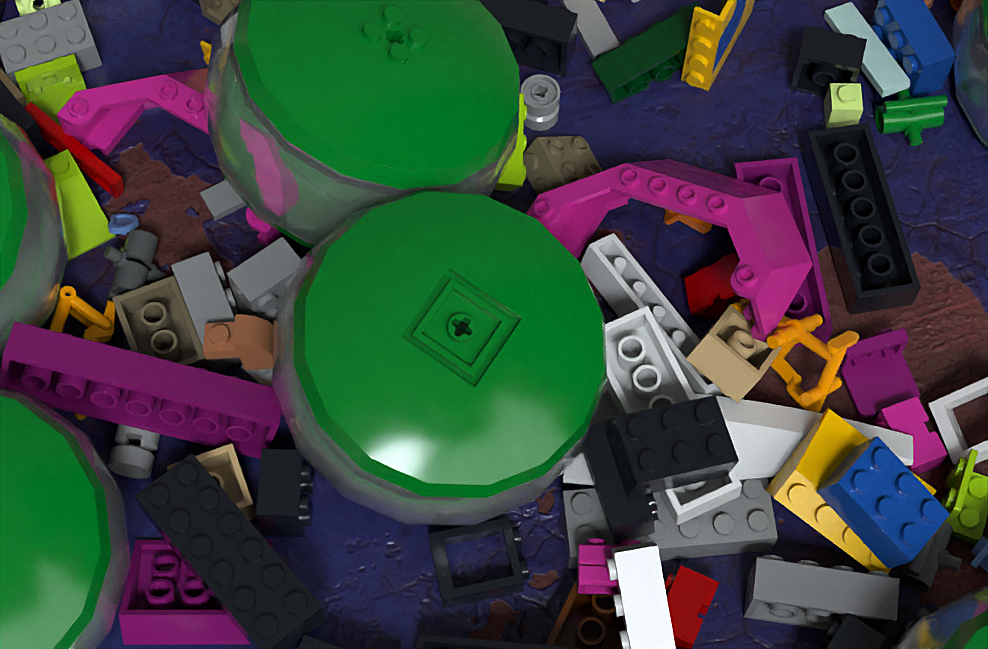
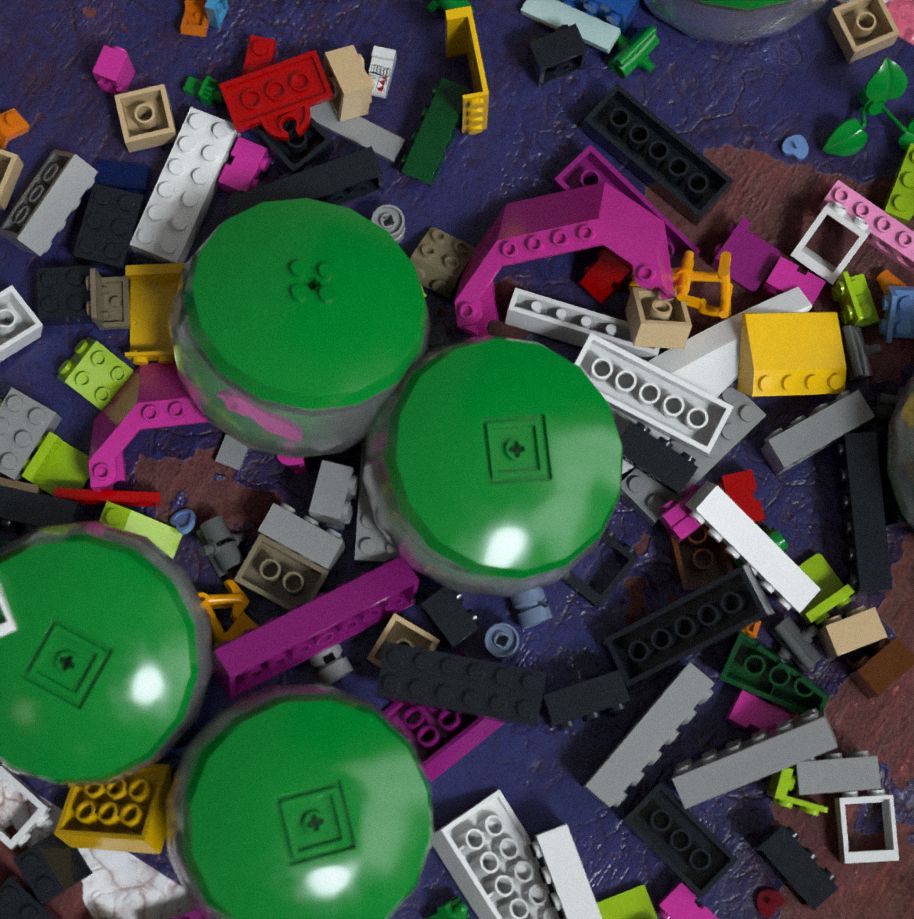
camera: 40 degrees left, 15 degrees up
(163, 44) = (94, 372): none -> lime bracket
(245, 338) = (352, 543): nougat brick -> none
(315, 558) = (501, 641): none -> sand blue wheel
(377, 543) = (531, 608): none -> sand blue wheel
(671, 446) = (680, 418): black brick -> none
(843, 104) = (587, 77): yellowish green brick -> none
(883, 503) = (818, 350): blue brick -> none

